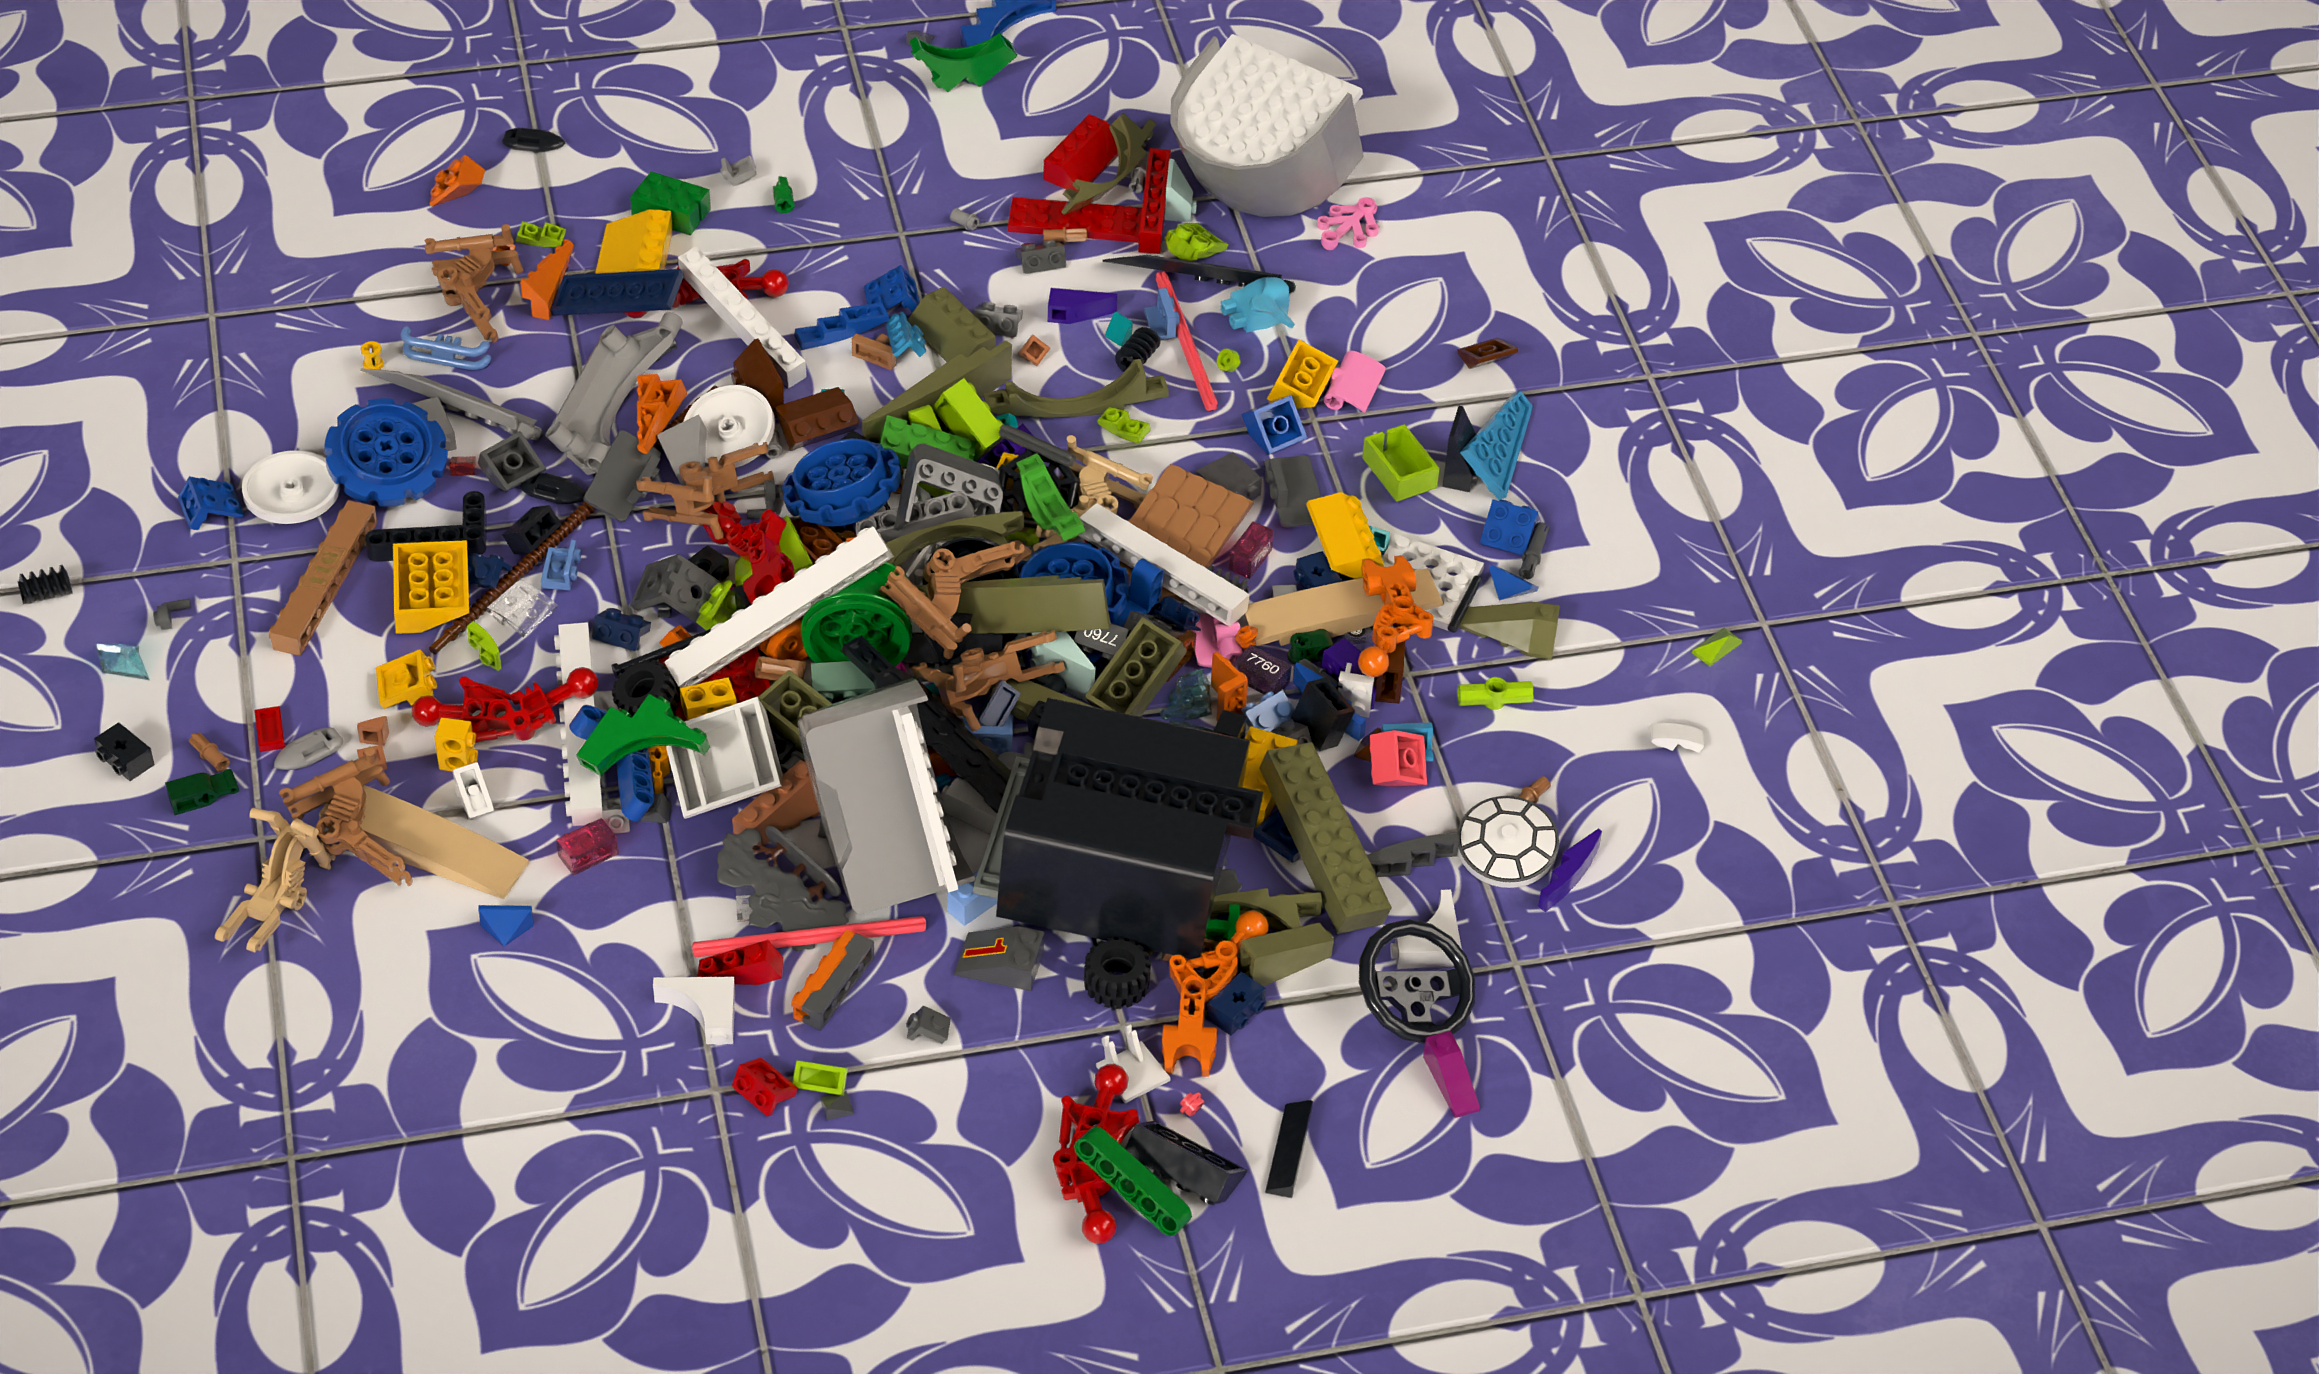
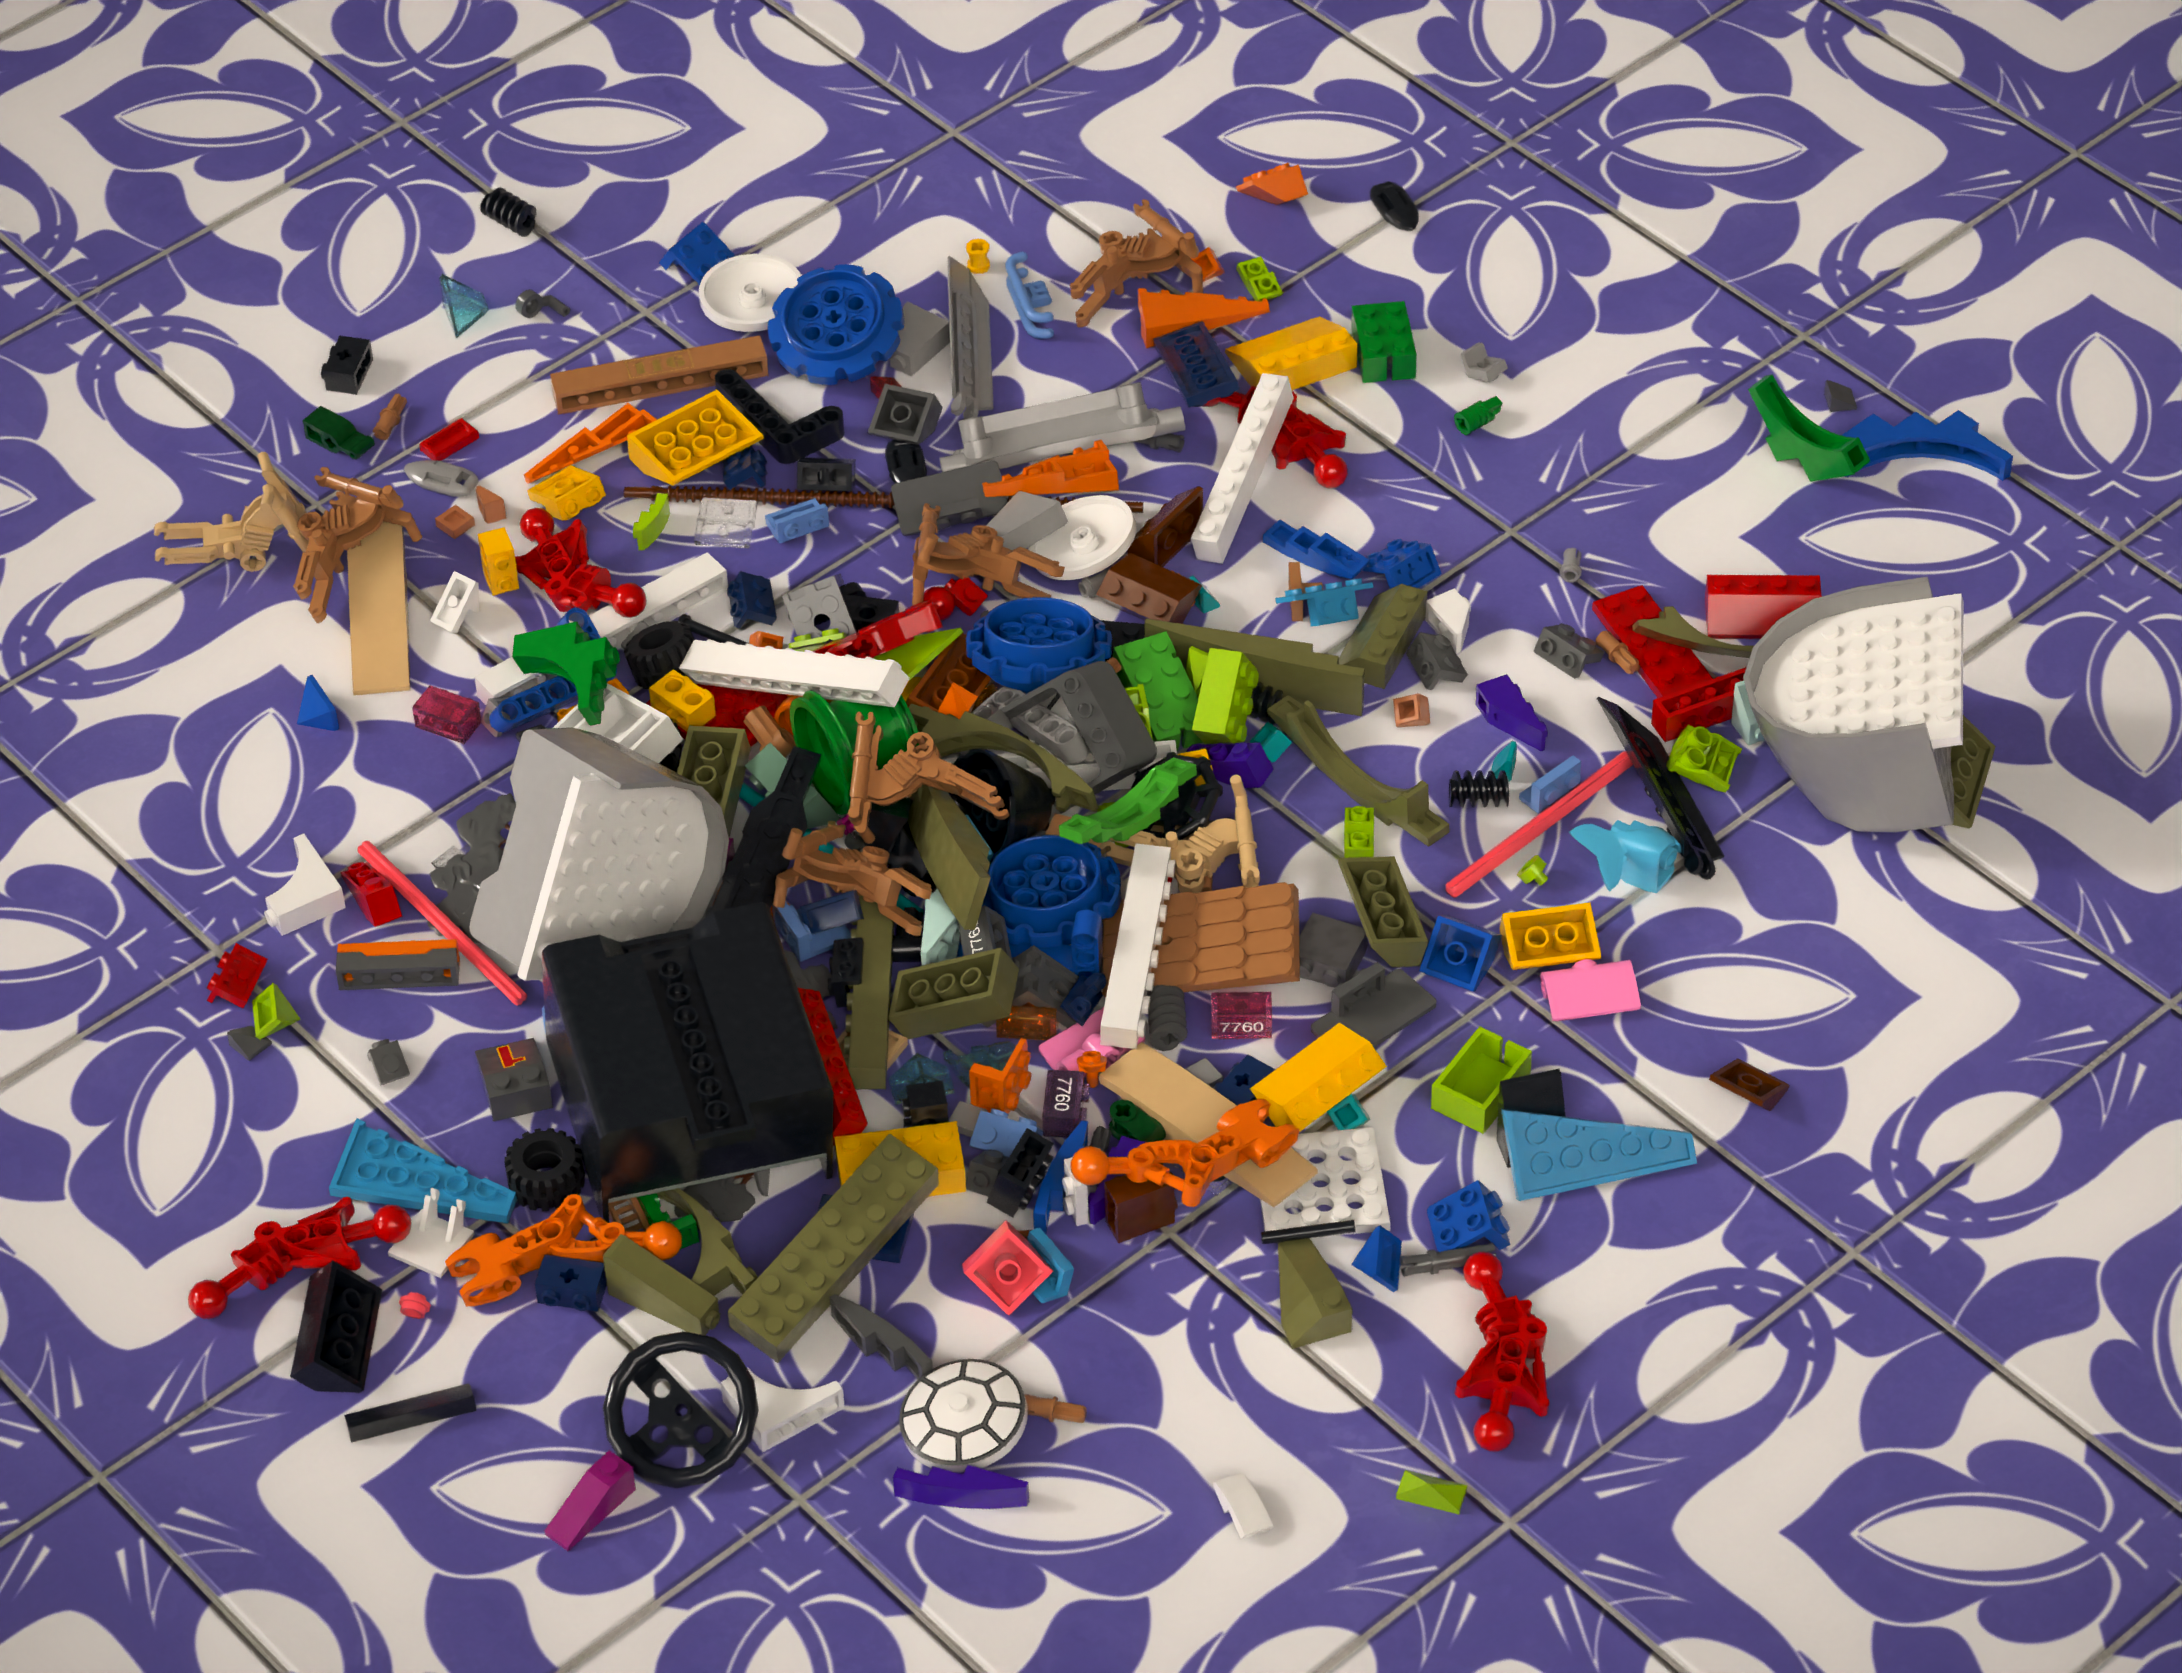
camera: 65 degrees right, 0 degrees up
(365, 631) = (588, 443): none -> orange wedge
(969, 290) = (1449, 617): none -> white slope
(1037, 445) = (1210, 760): dark grey axle -> none
(1058, 1059) = (401, 1174): none -> dark azure wing
(1133, 1181) = (267, 1294): green beam -> none
(1218, 436) = (1385, 909): none -> olive slope
(1364, 208) = (1901, 877): bright pink plant -> none
(1495, 693) = (1185, 1314): lime piece -> none
(1645, 562) = (1500, 1367): none -> red piece

